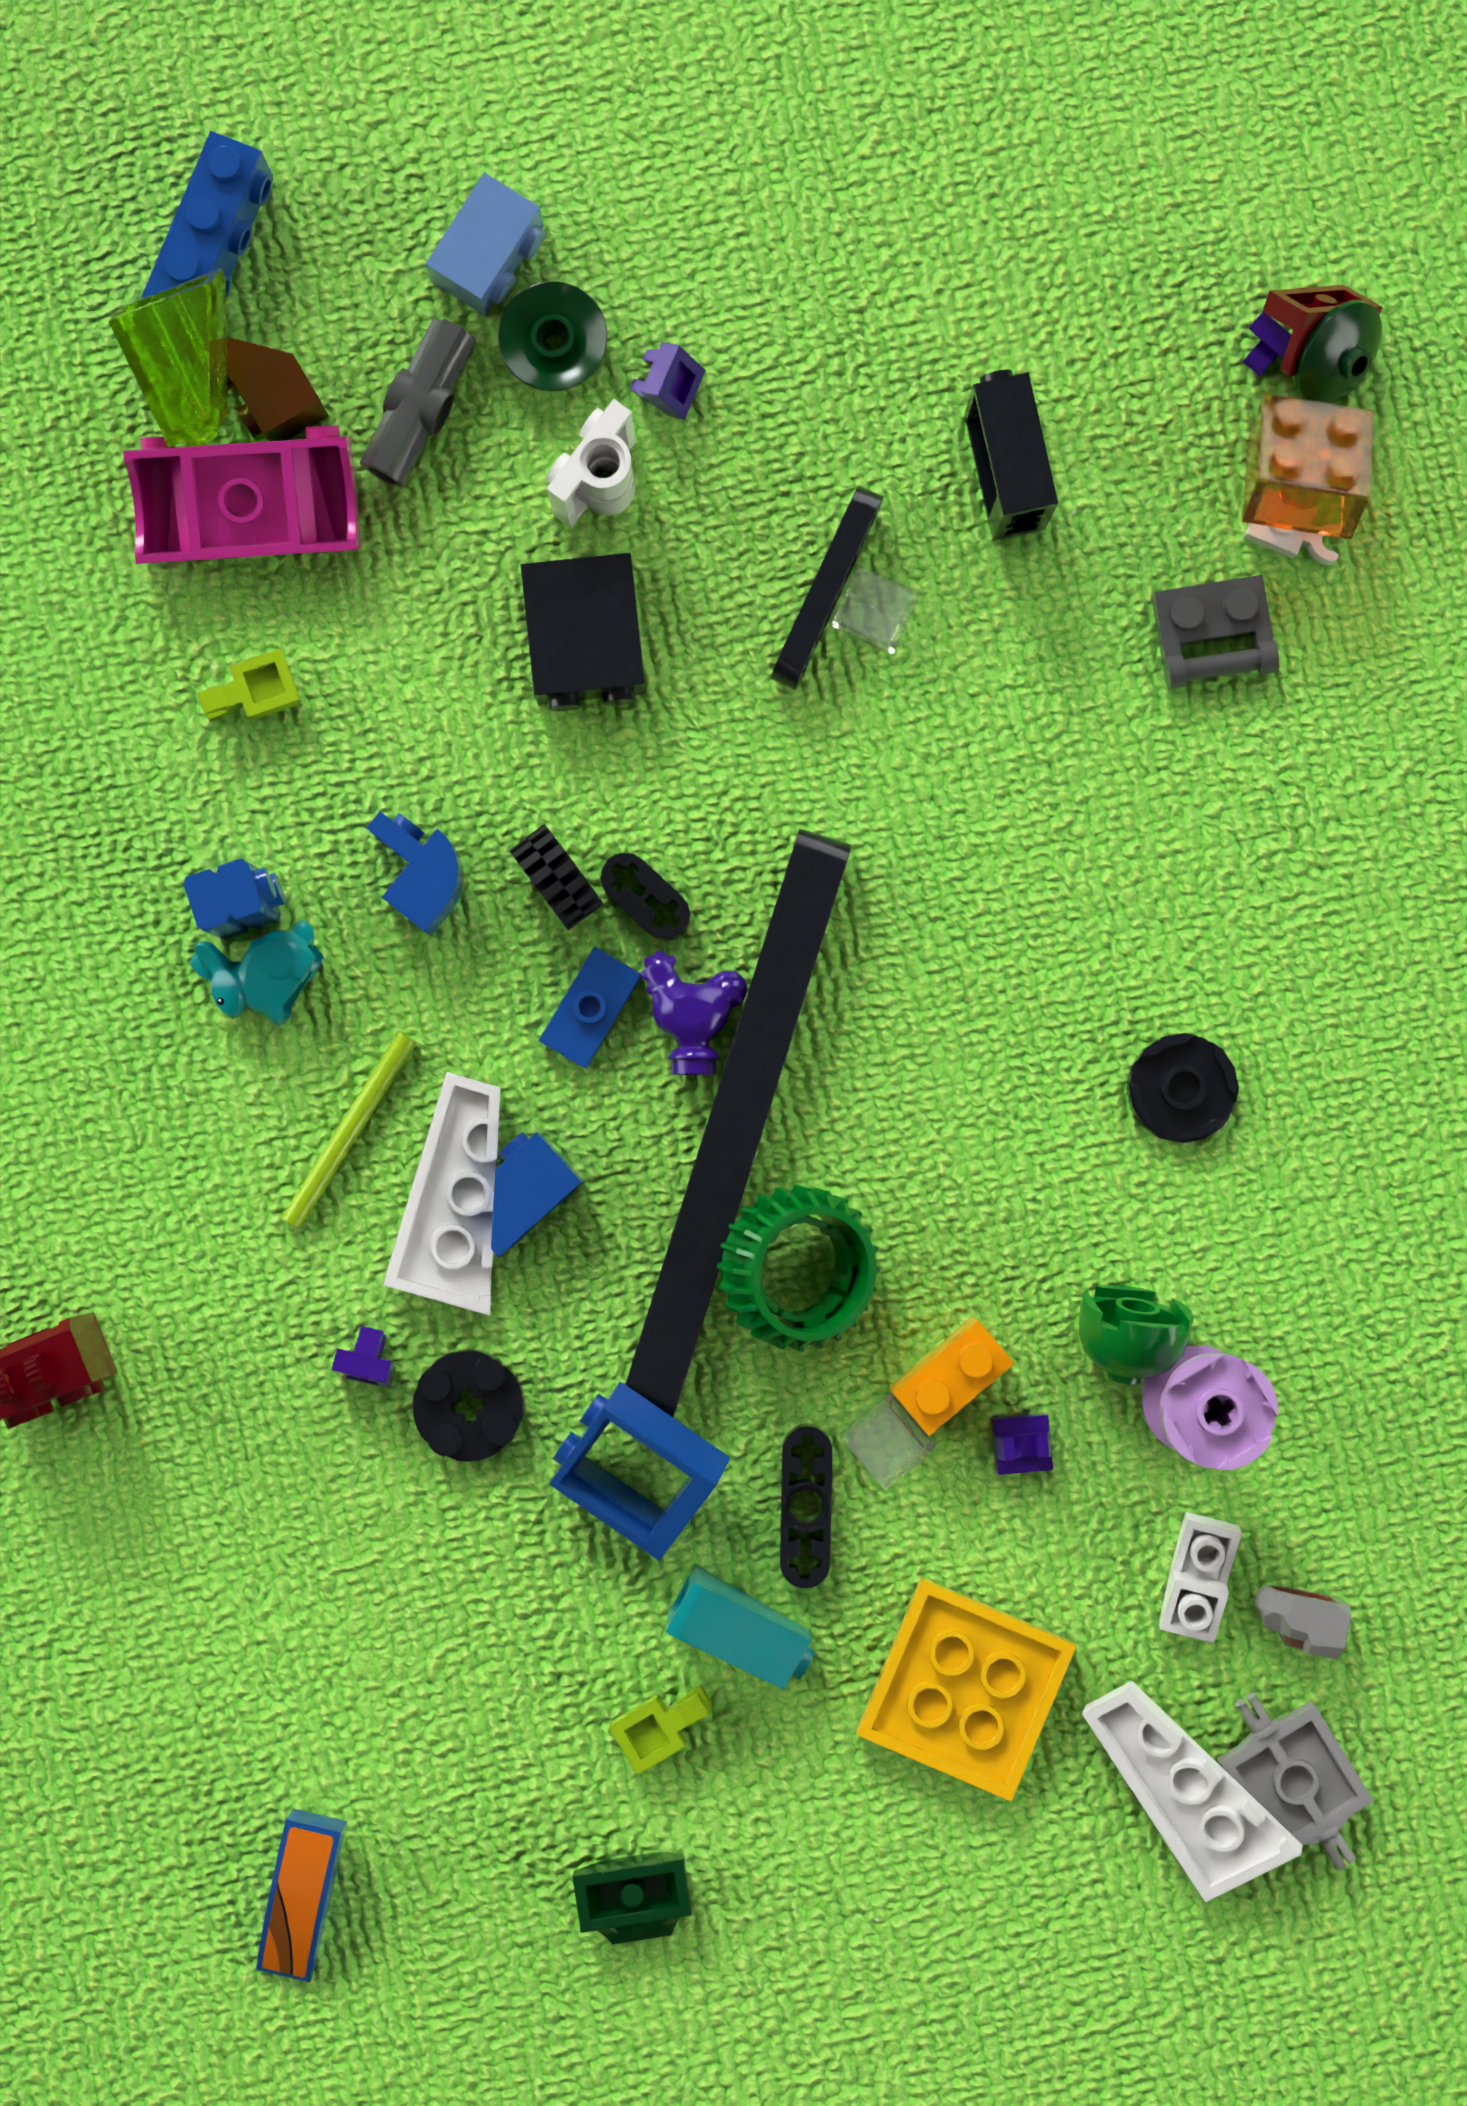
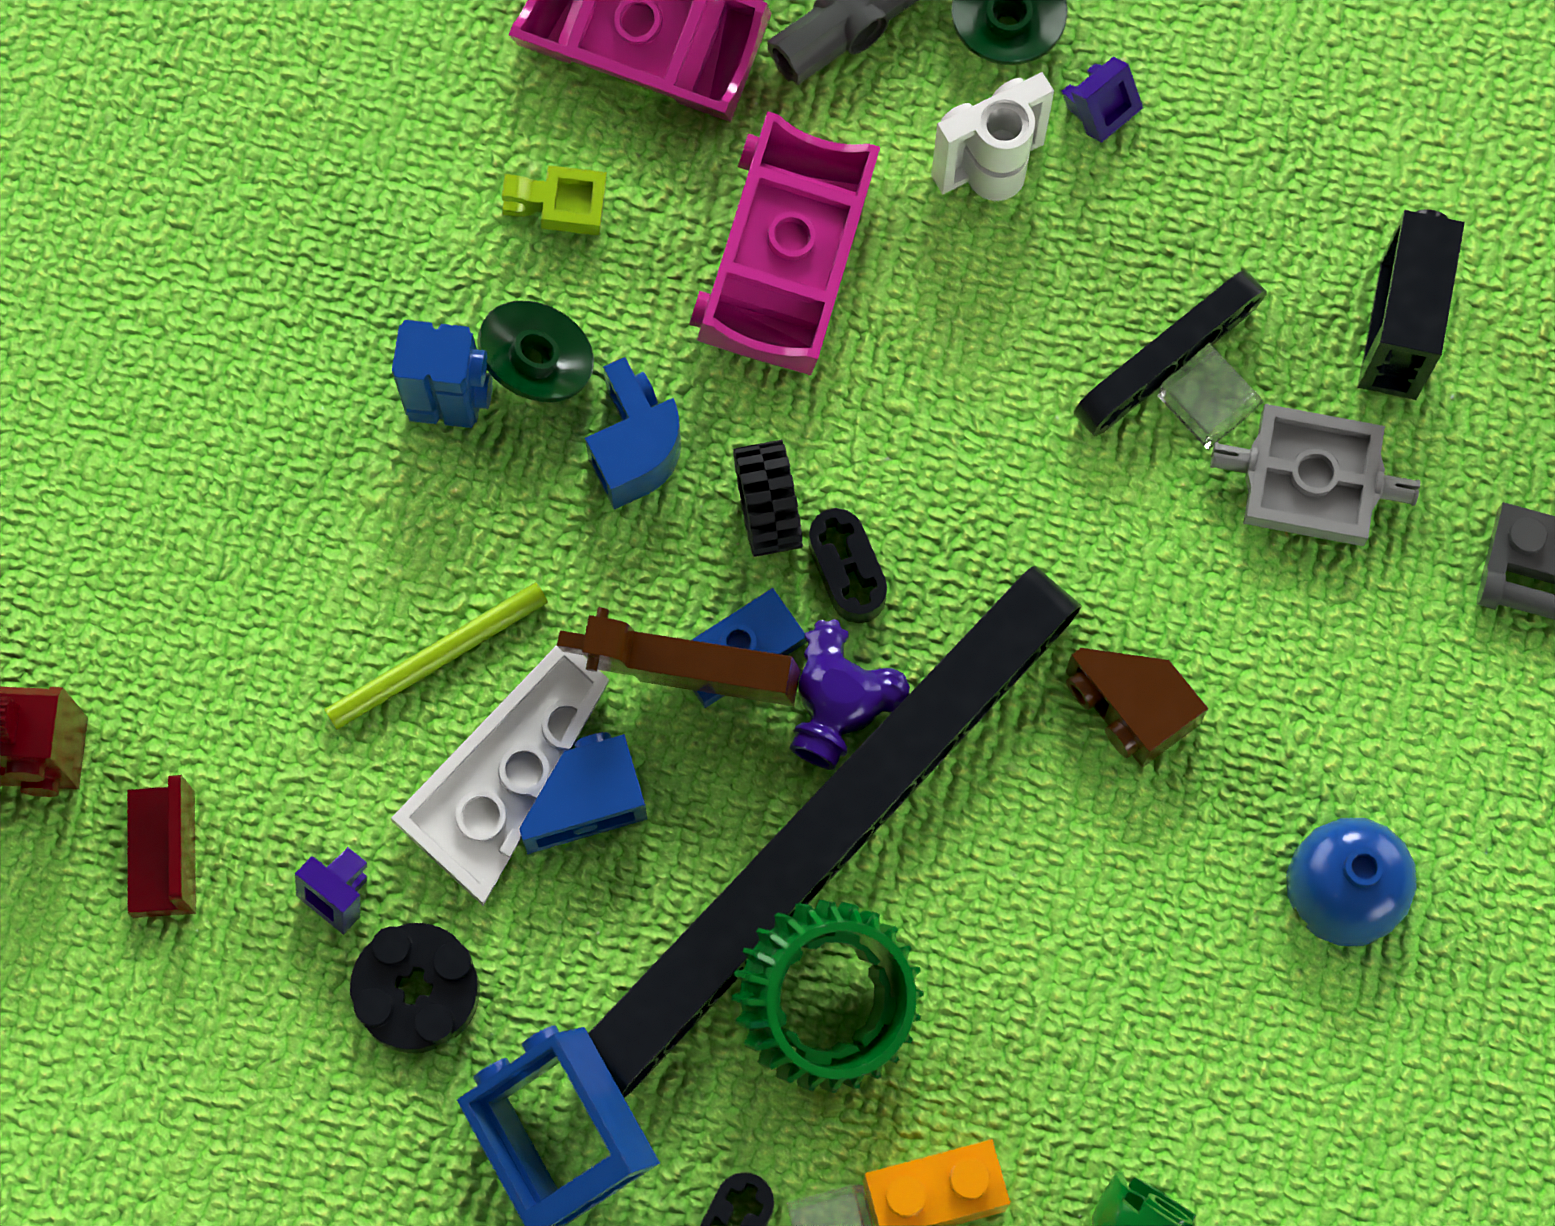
camera: 25 degrees right, 15 degrees down
(211, 1393) = (161, 850): none -> dark red panel
(267, 976) = (433, 469): teal animal -> none
(301, 817) = (536, 351): none -> dark green dish
(465, 642) = (786, 246): none -> dark pink piece
(555, 1052) = (682, 662): none -> reddish brown piece
(583, 631) = (908, 286): black brick -> none
(933, 901) = (1138, 698): none -> reddish brown slope
(991, 639) = (1314, 474): none -> light grey plate
(1164, 971) = (1351, 881): none -> blue cylinder
(1182, 1088) = (1318, 1012): black tile -> none

